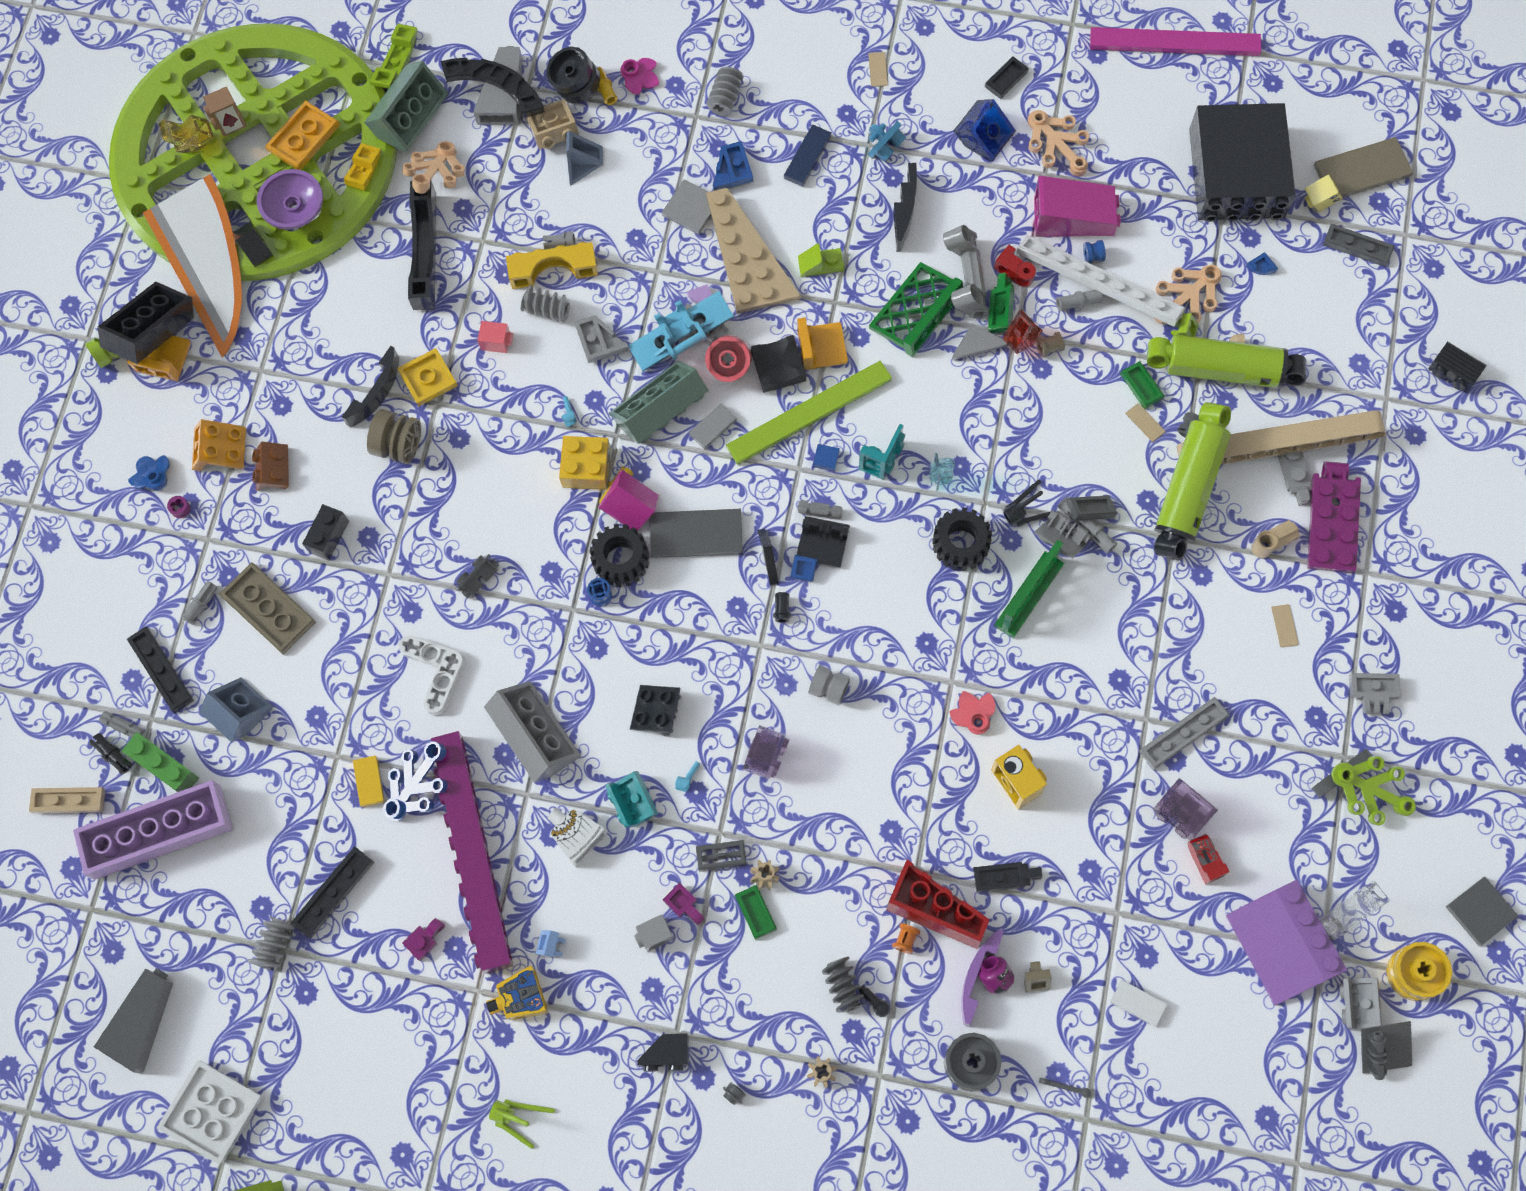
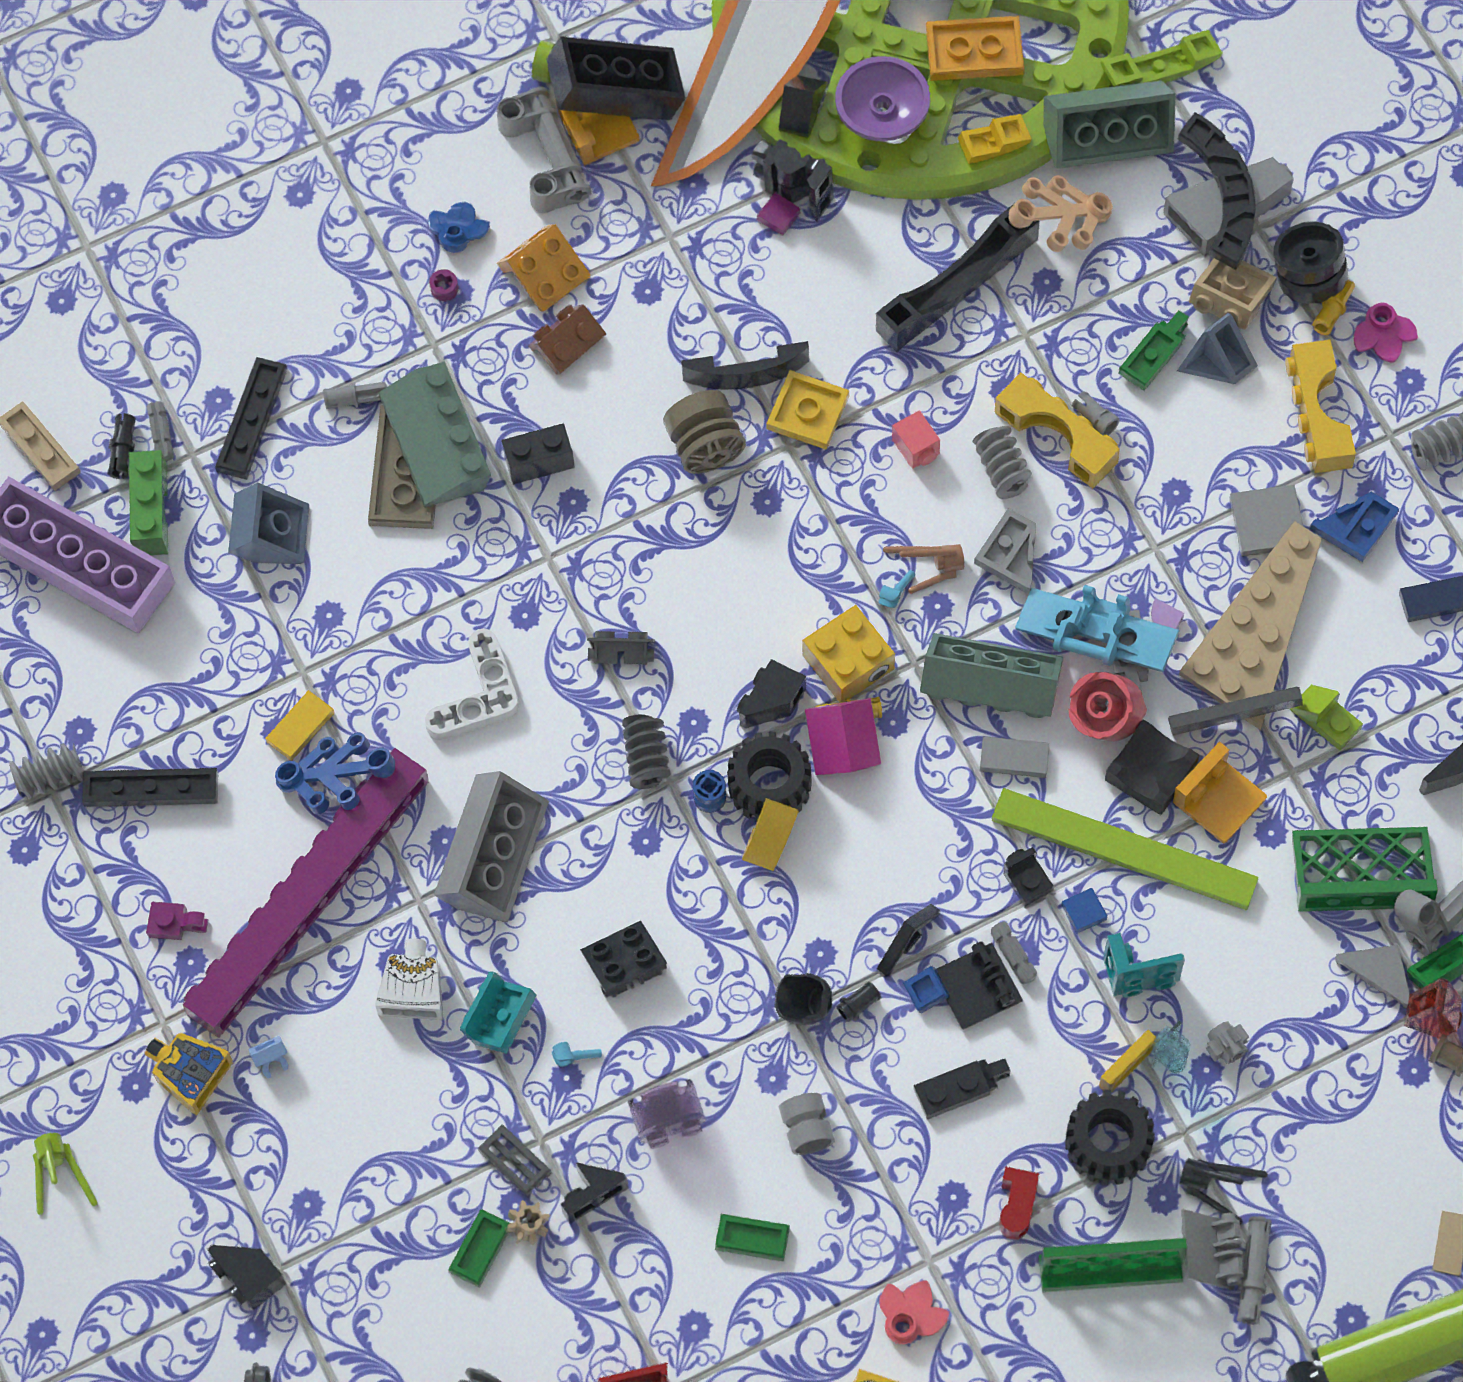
camera: 50 degrees right, 5 degrees down
(176, 396) = (566, 171): none -> light grey piece
(265, 576) = (435, 435): none -> sand green slope
(288, 280) = (794, 176): none -> black hips
(300, 306) = (778, 214): none -> magenta tile
(547, 607) = (644, 751): none -> dark grey piece
(551, 186) = (1154, 351): none -> green hinge
(573, 374) = (946, 558): none -> nougat plant
(575, 518) = (774, 695): none -> black slope
(653, 933) = (367, 1155): light grey brick -> none
(654, 579) = (770, 834): none -> yellow slope
(674, 145) = (1328, 441): none -> yellow arch
(682, 902) = (426, 1158): magenta plate -> none
(696, 533) = (869, 840): dark grey tile -> none
(758, 633) = (803, 998): none -> black hair
(773, 820) = (601, 1187): none -> black slope
(784, 299) = (1235, 710): none -> dark grey tile
(784, 471) = (1027, 876): none -> black bracket
(866, 762) = (752, 1237): none -> green tile
(870, 593) = (960, 1086): none -> black hinge
(927, 499) = (1128, 1062): none -> yellow tile
(957, 443) = (1227, 1042): none -> light grey gear
(959, 611) = (1017, 1214): none -> red leg
(1092, 507) = (1278, 1258): dark grey tile -> none

